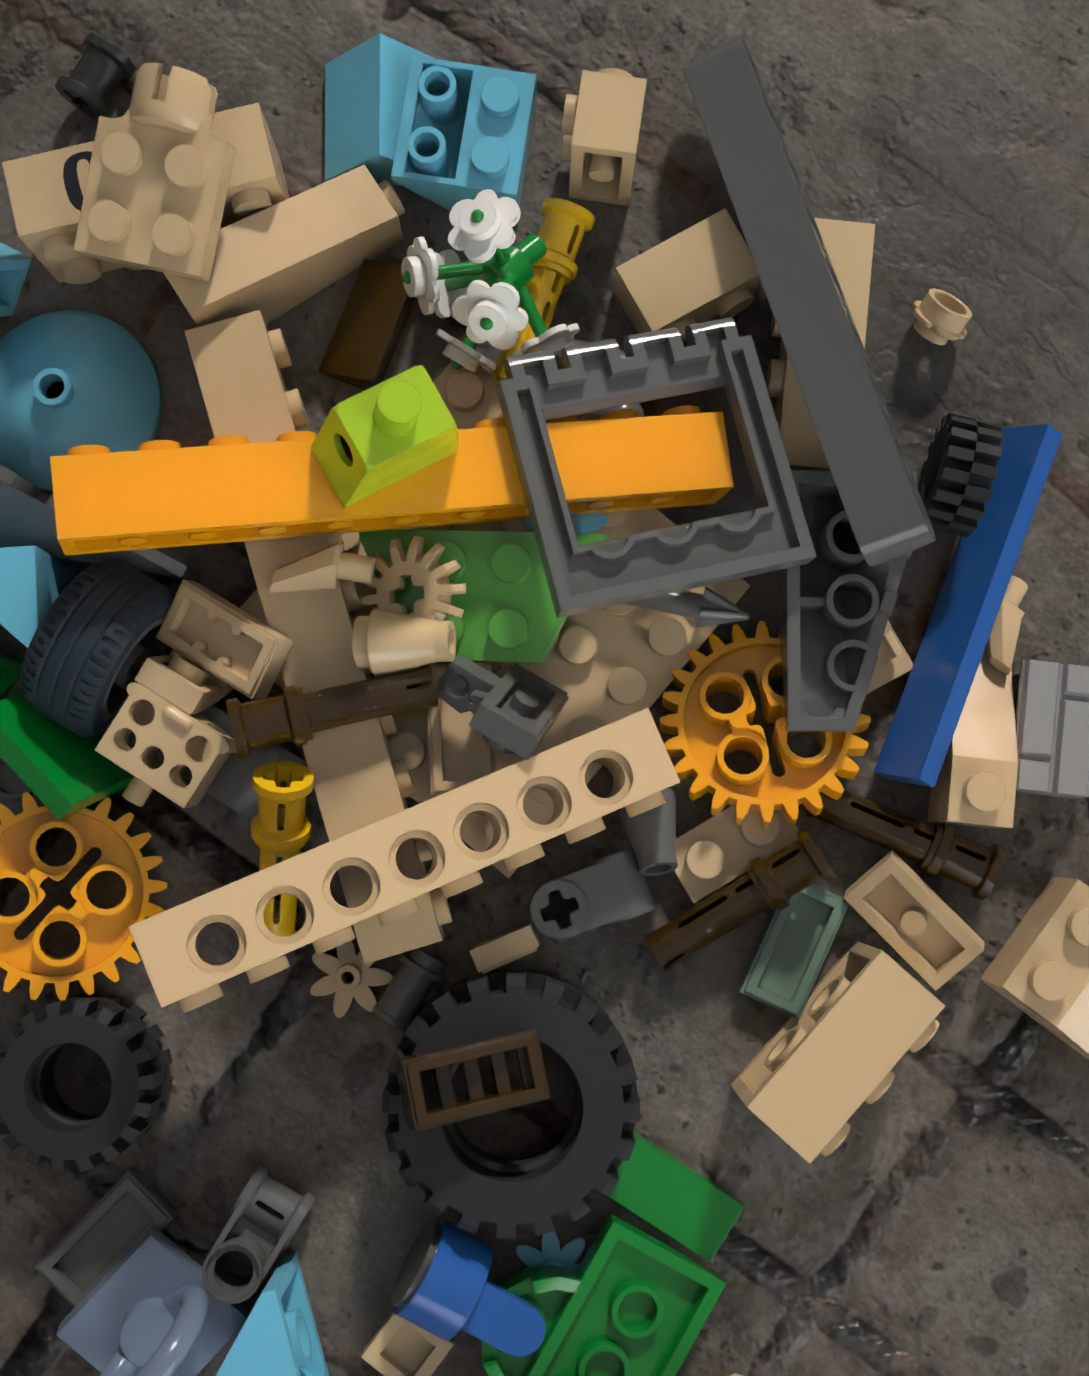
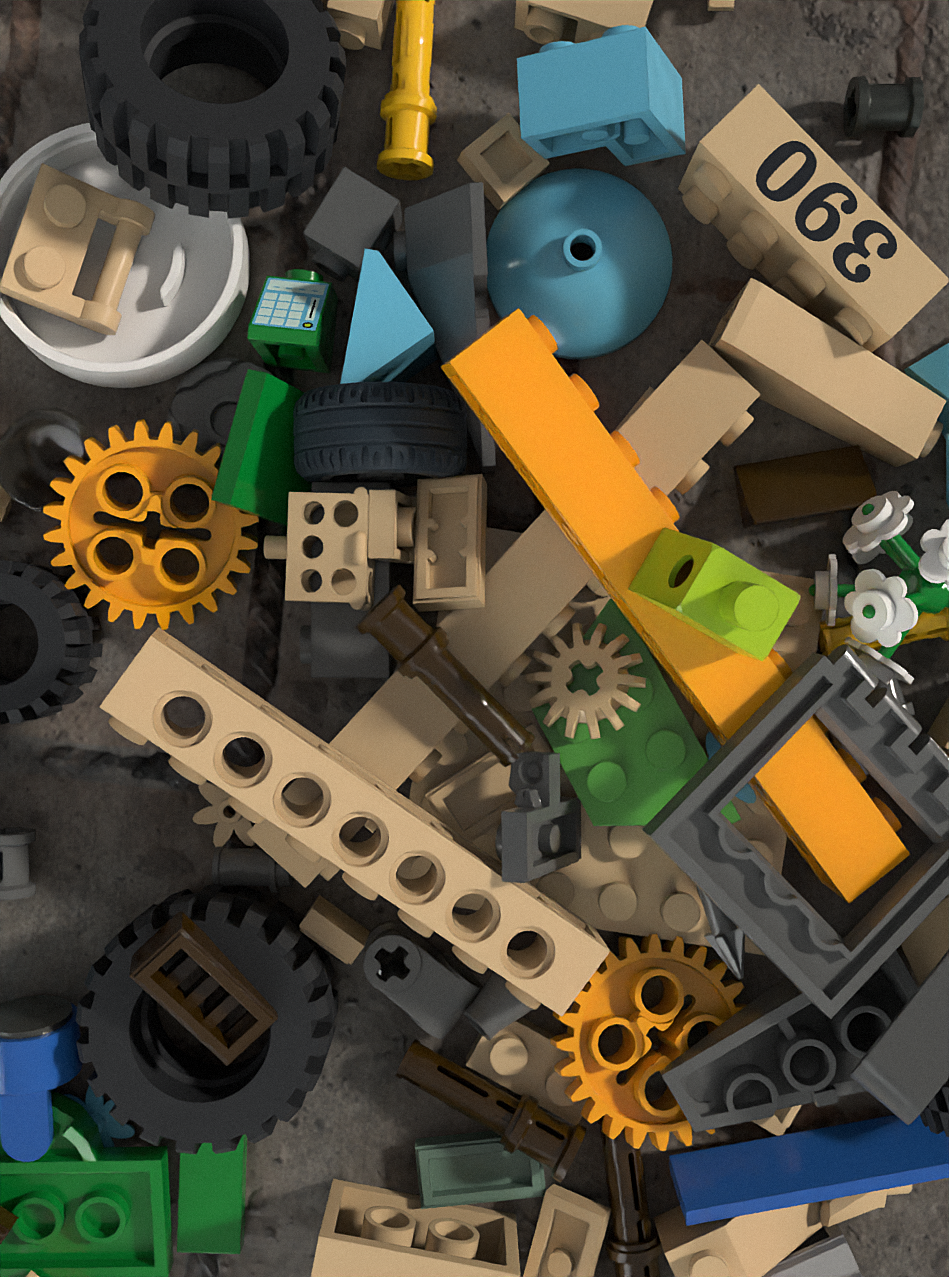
camera: 60 degrees right, 5 degrees up
(158, 178) = (828, 237): tan plate -> none
(284, 843) = (322, 688): yellow pin -> none
(323, 570) = (562, 595): tan bar -> none
(399, 642) = (540, 703): tan cone -> none

